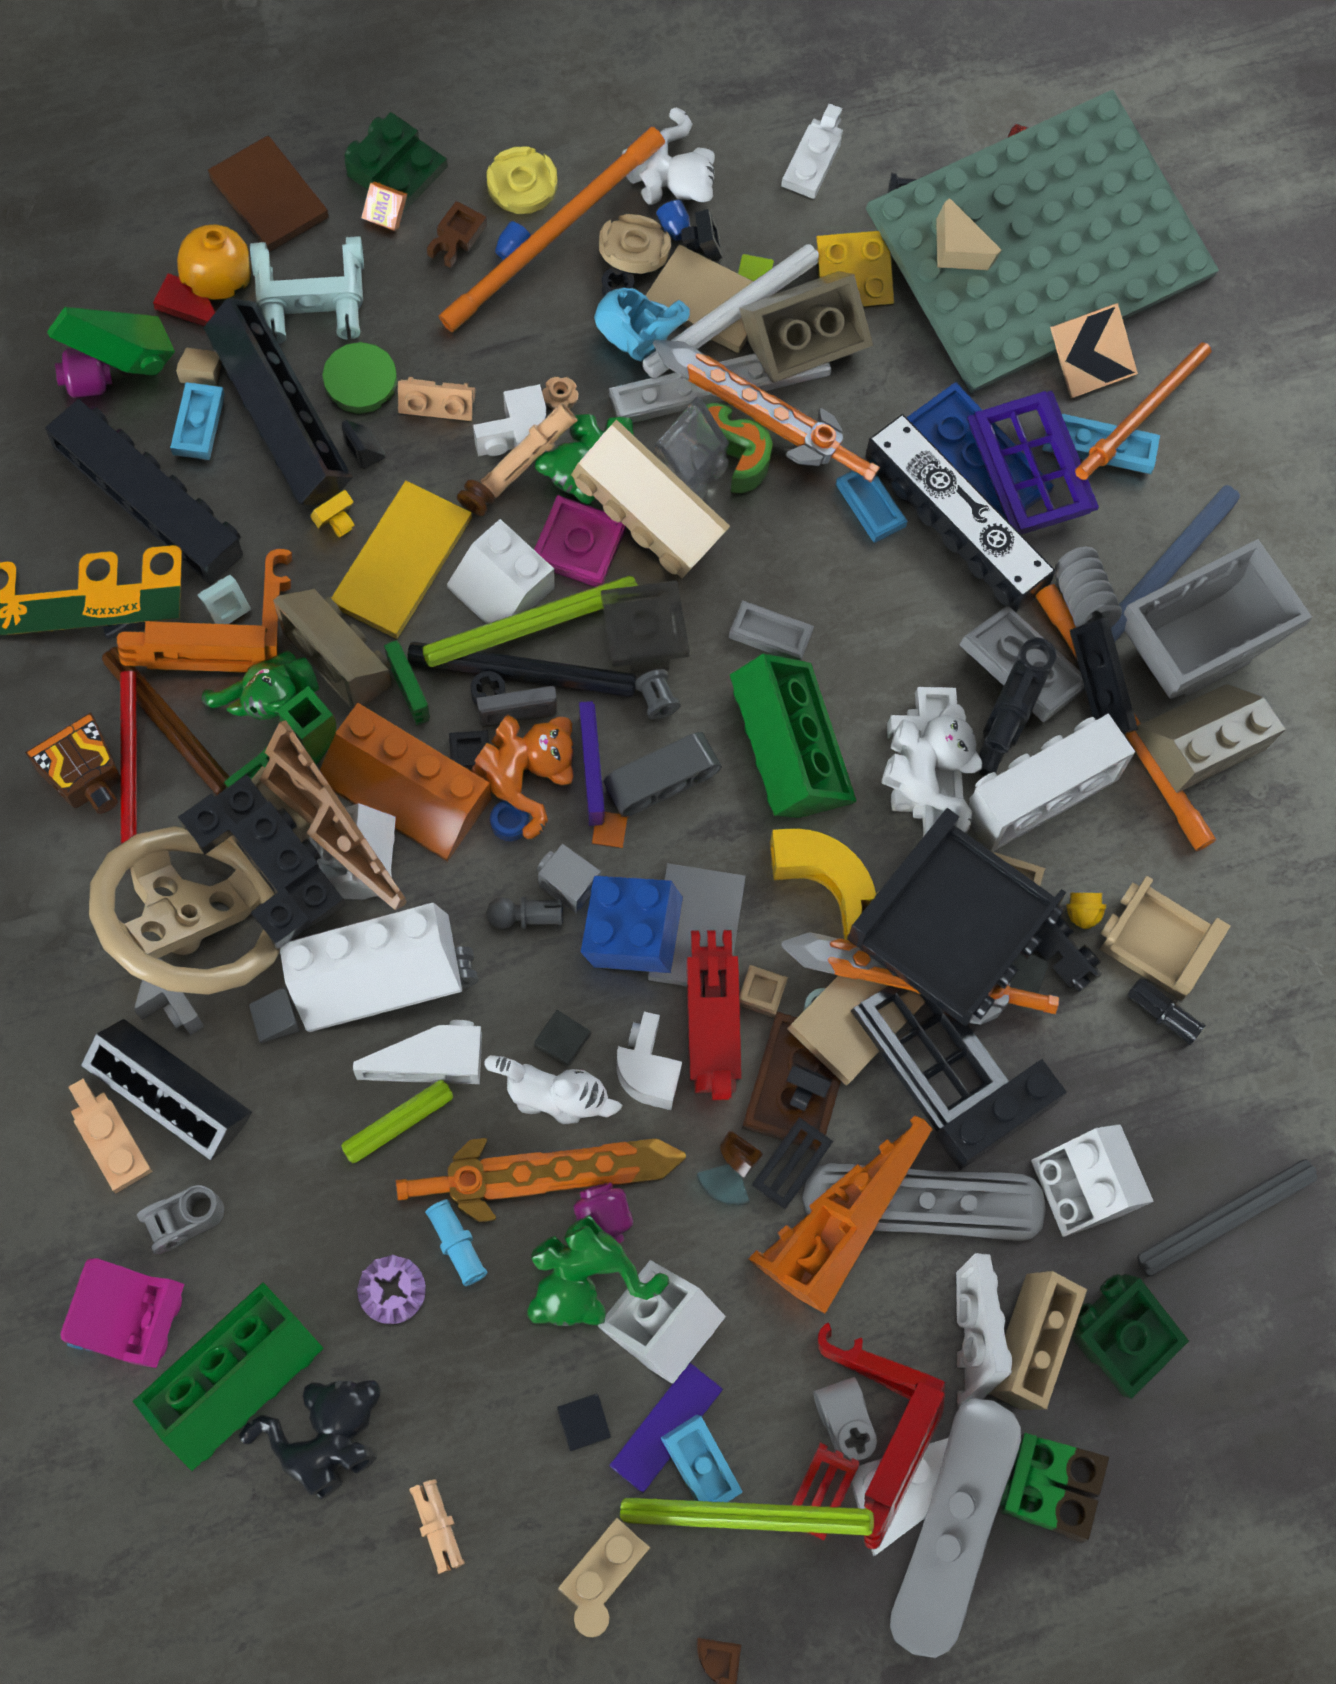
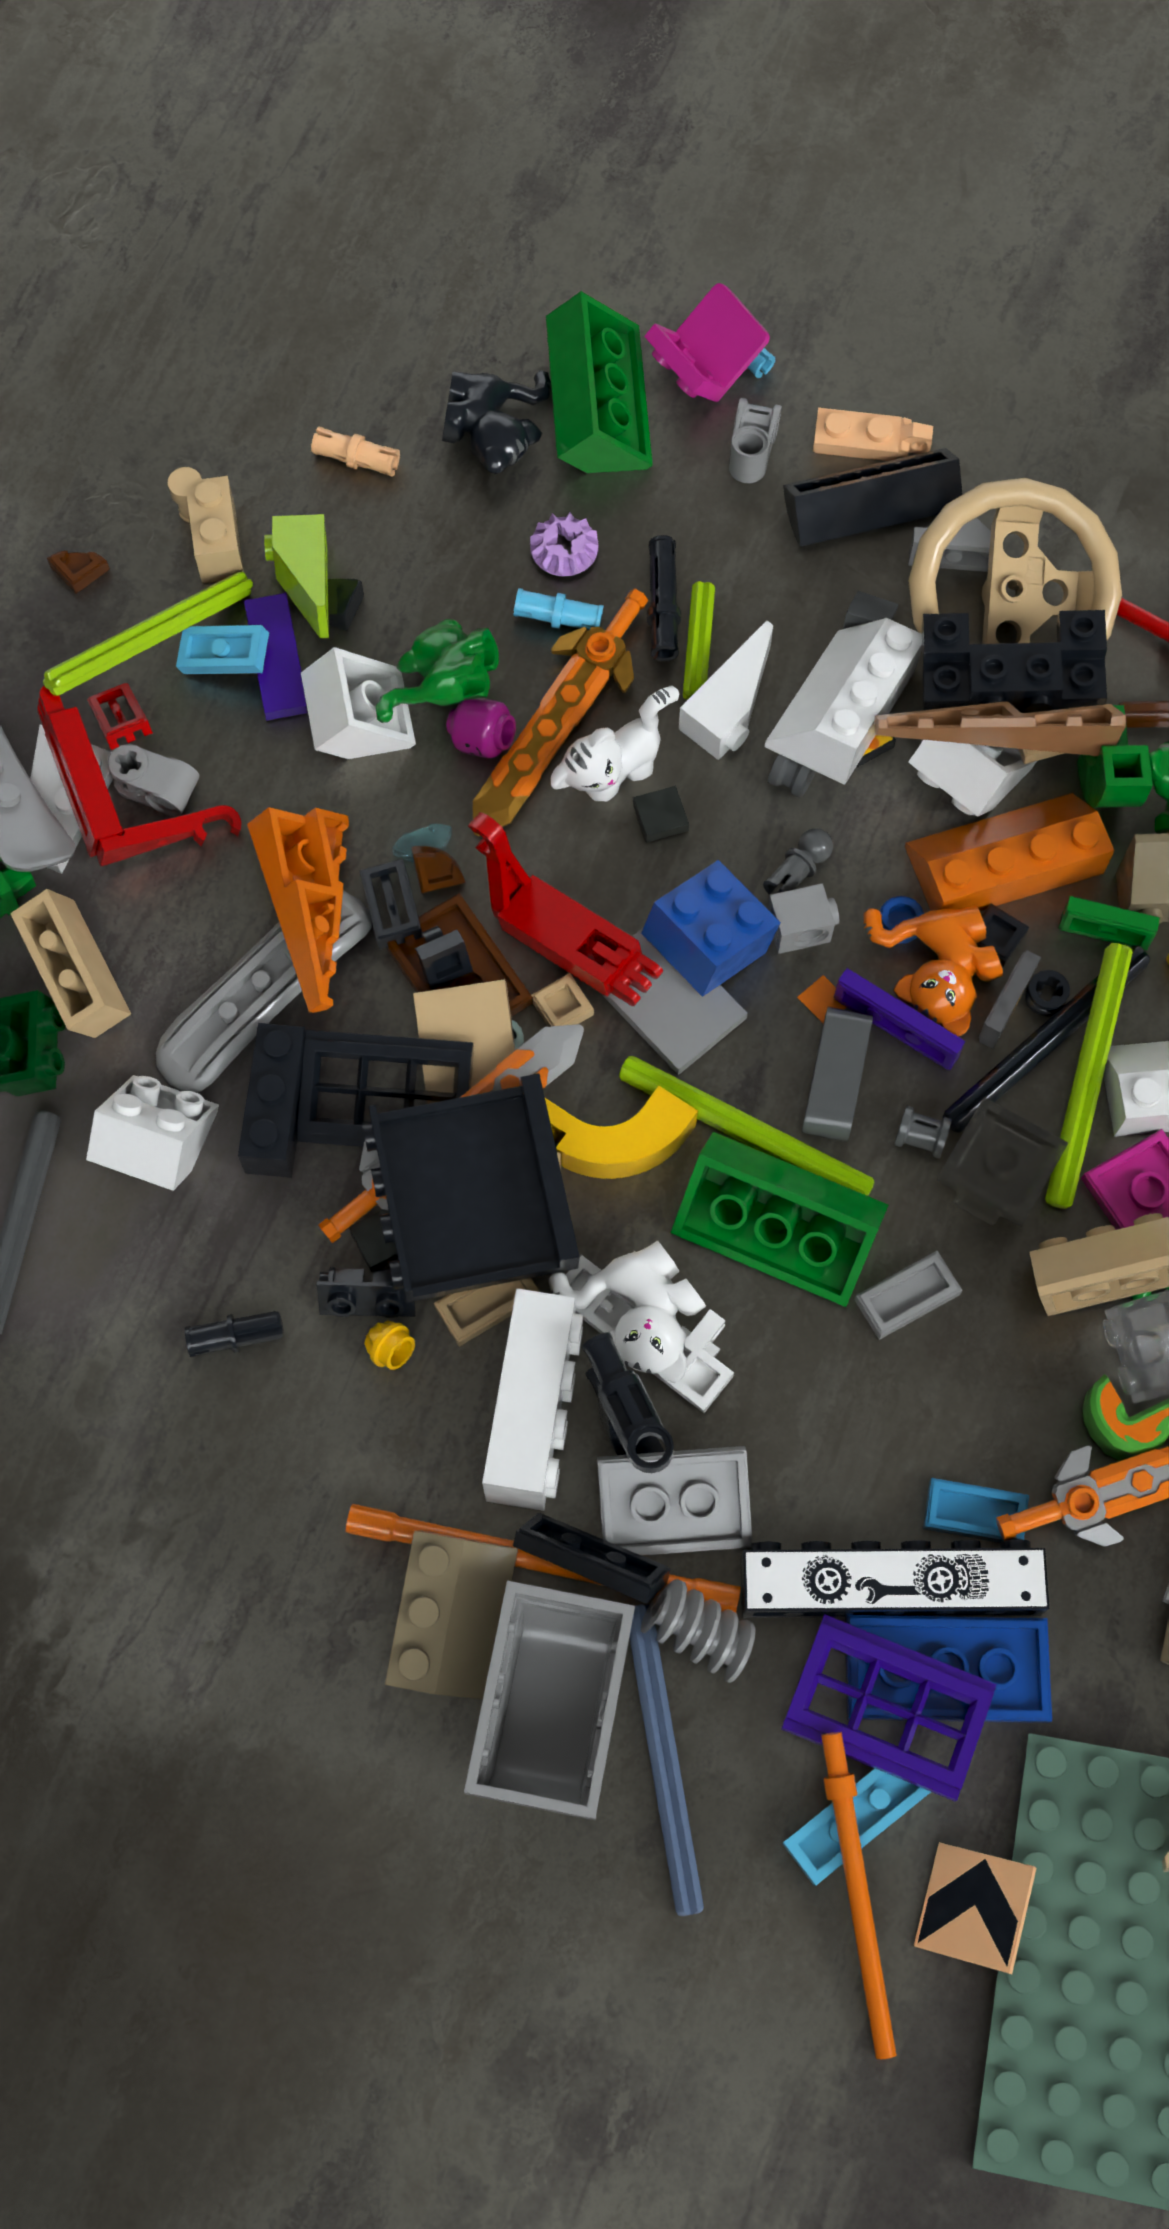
camera: 135 degrees right, 0 degrees up
(382, 1173) = (663, 611): none -> black pin
(582, 1462) = (301, 565): none -> lime slope
(645, 1075) = (573, 845): white brick -> none
(748, 808) = (744, 1126): none -> lime axle
(984, 1342) = (155, 958): white wing -> none
(1161, 939) = (300, 1391): tan panel -> none

